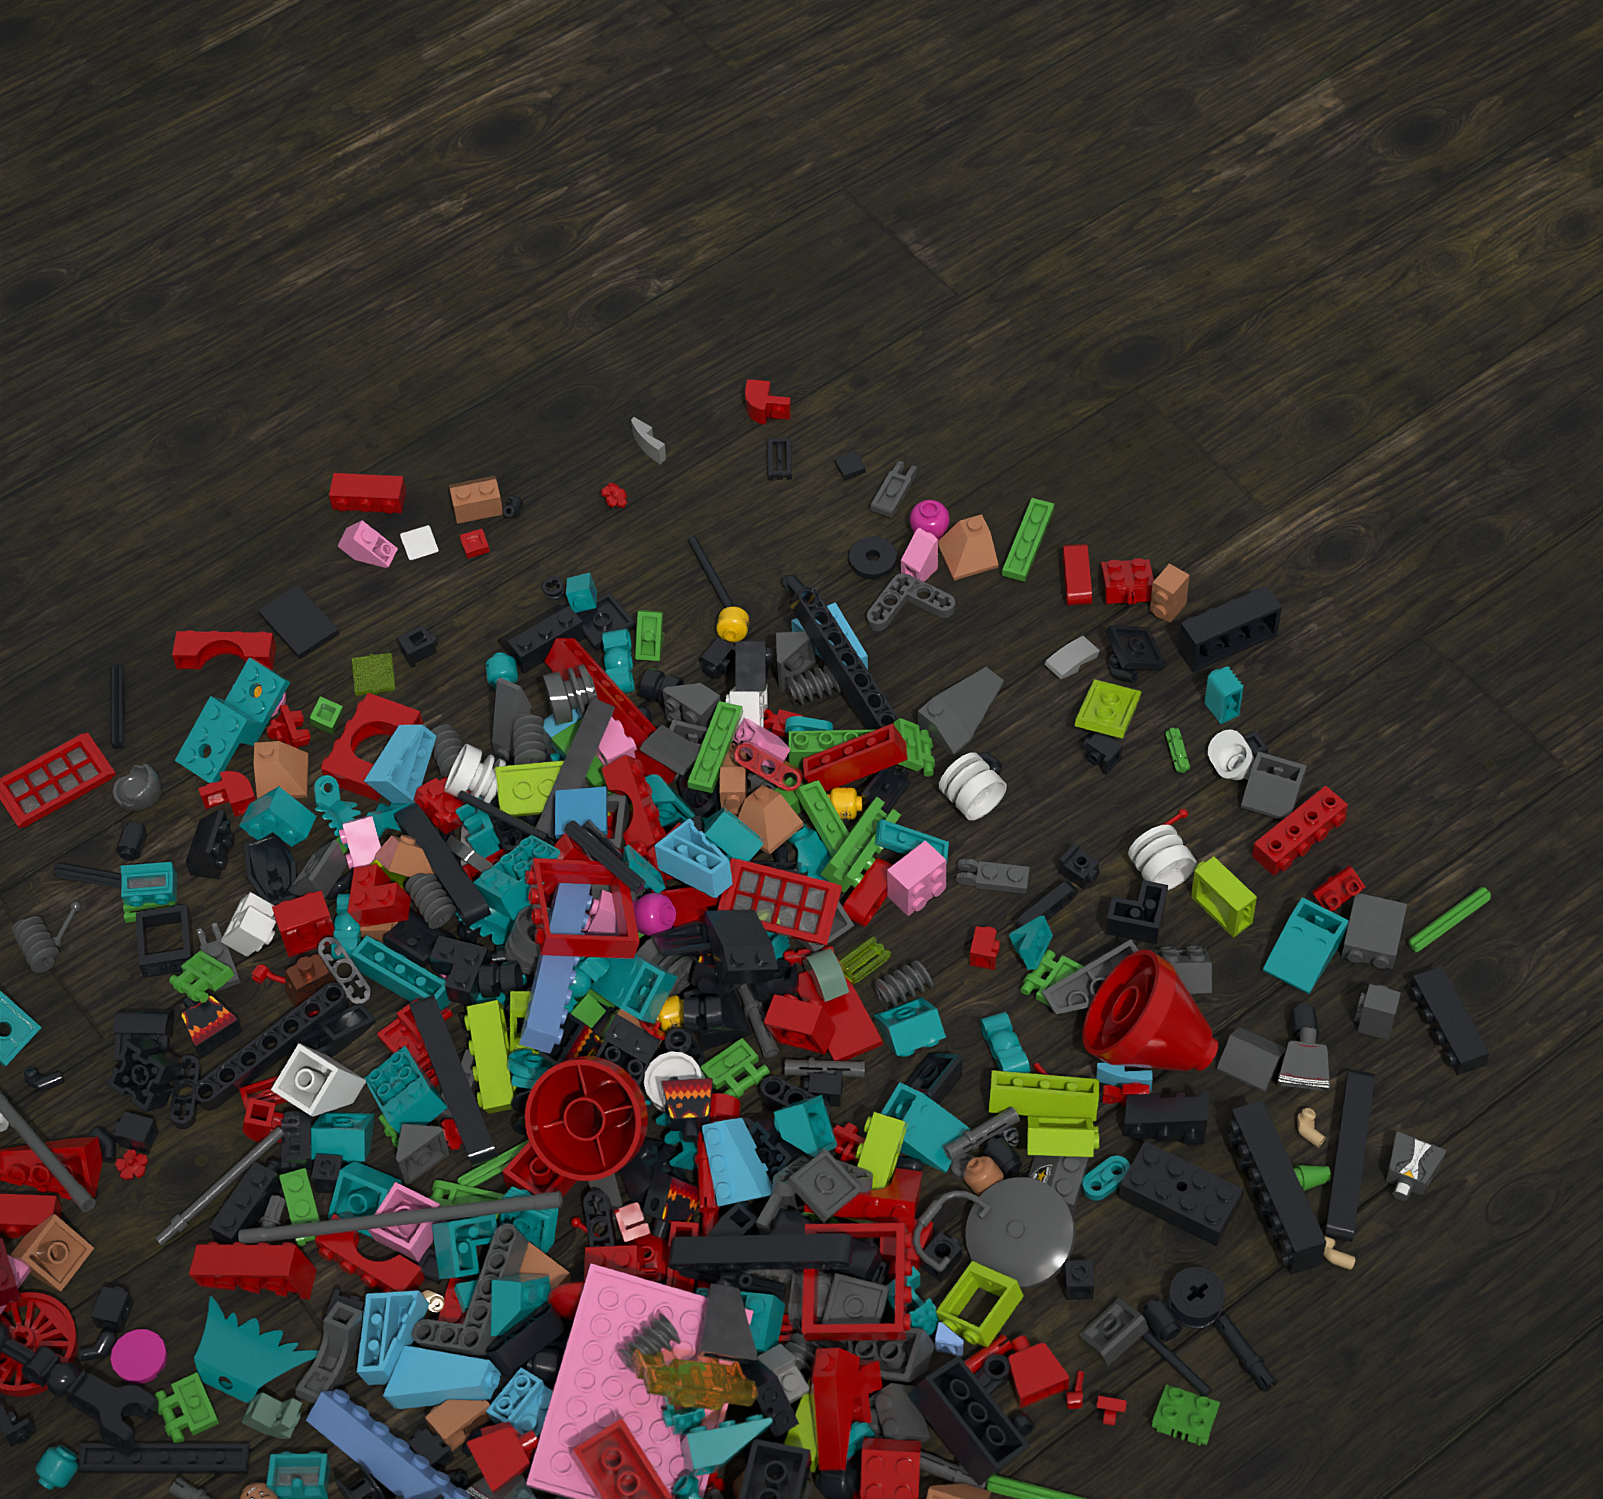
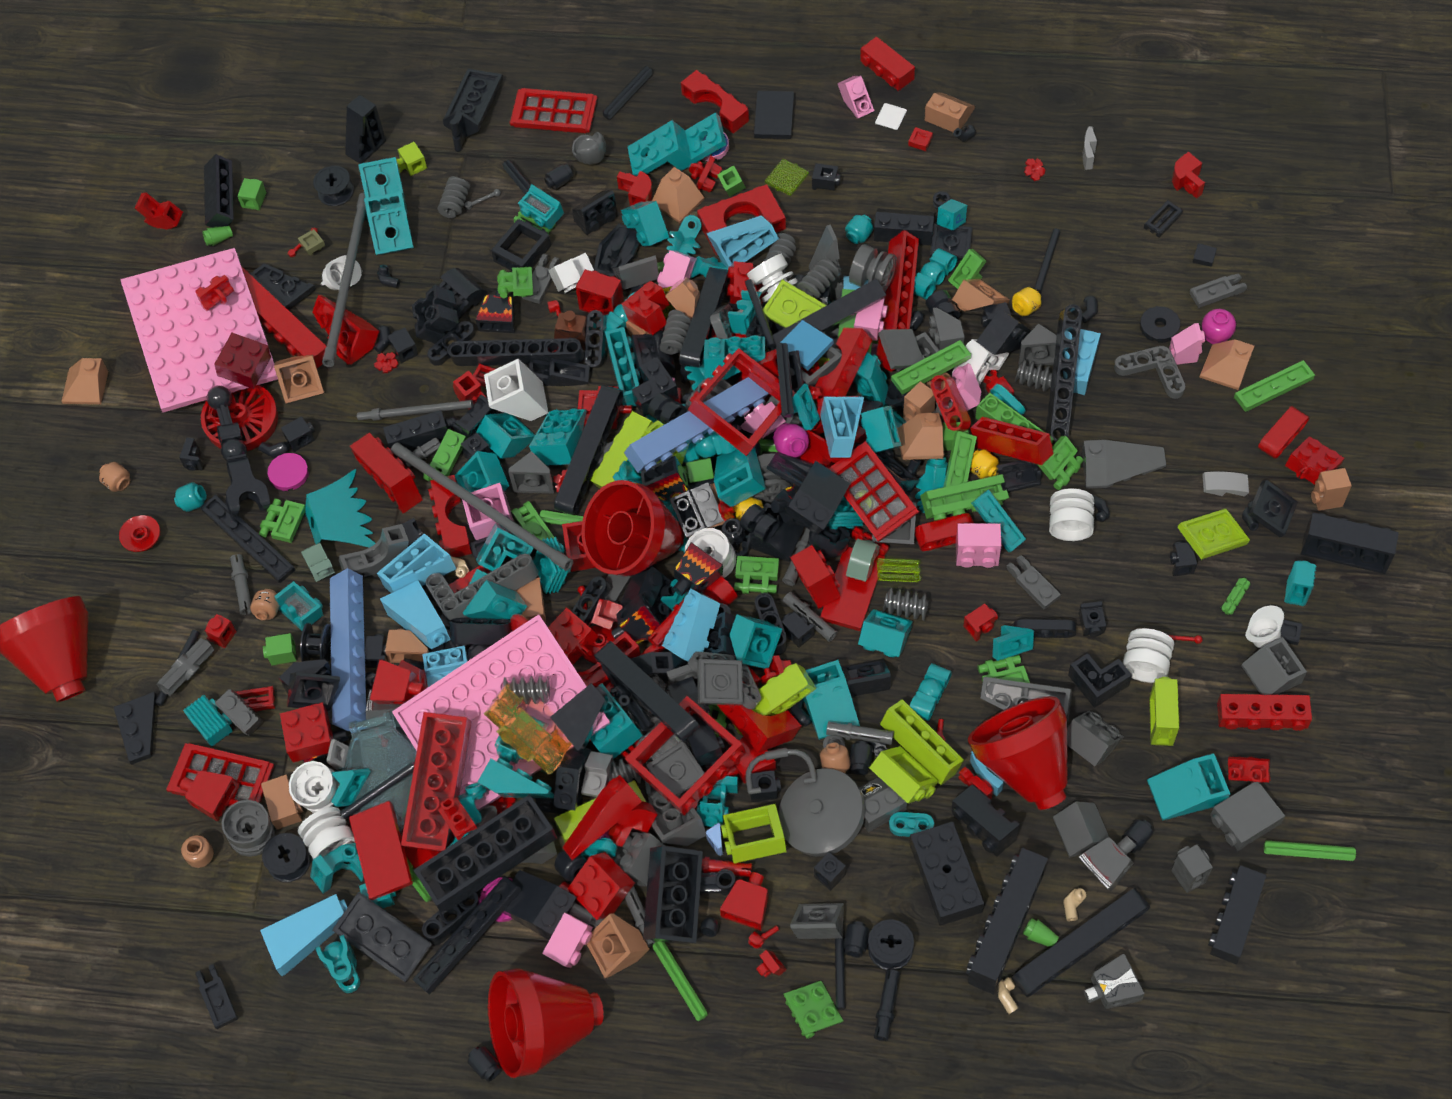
camera: 45 degrees right, 5 degrees up
(682, 652) = (976, 294): none -> nougat slope

